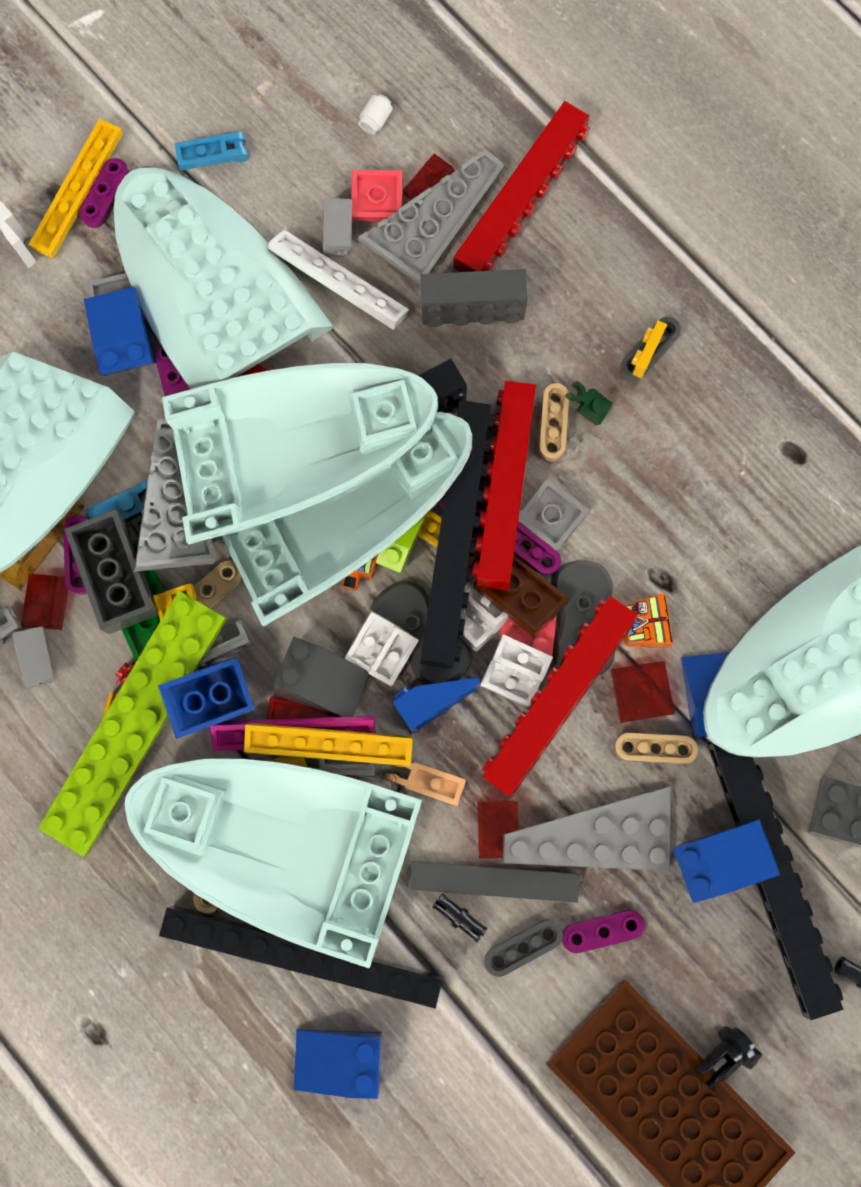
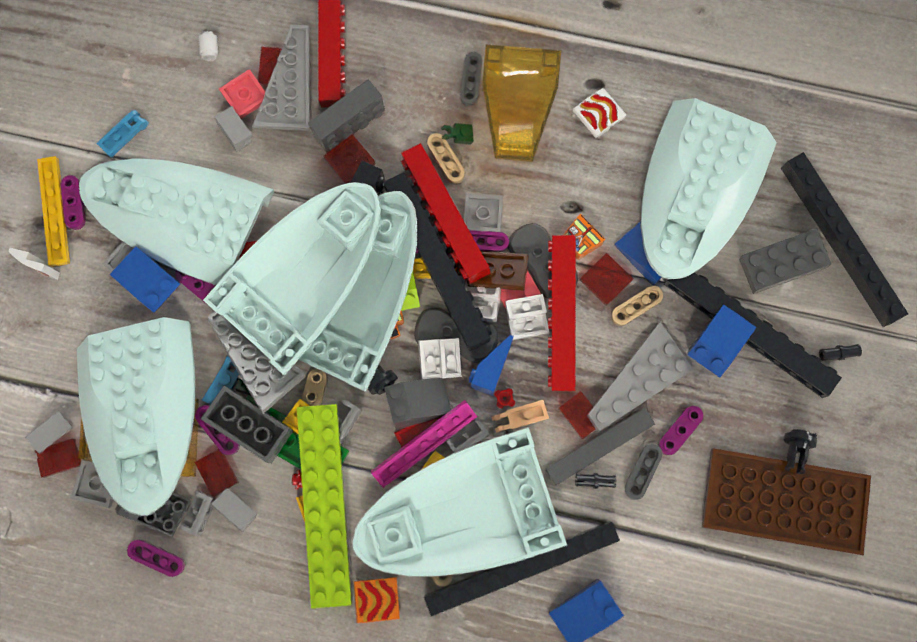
camera: 35 degrees left, 0 degrees up
(115, 872) = (376, 600): none -> slope
(206, 697) = (358, 457): blue slope -> none
(296, 624) = (380, 380): none -> black piece
(328, 744) = (450, 435): yellow plate -> none
(338, 279) = (257, 159): white plate -> none
(431, 744) = (504, 393): none -> red plate
(441, 342) = (347, 157): none -> clear red plate
(652, 339) = (469, 71): yellow plate -> none
(687, 408) = (518, 97): none -> clear yellow windscreen
(774, 490) = (599, 112): none -> slope

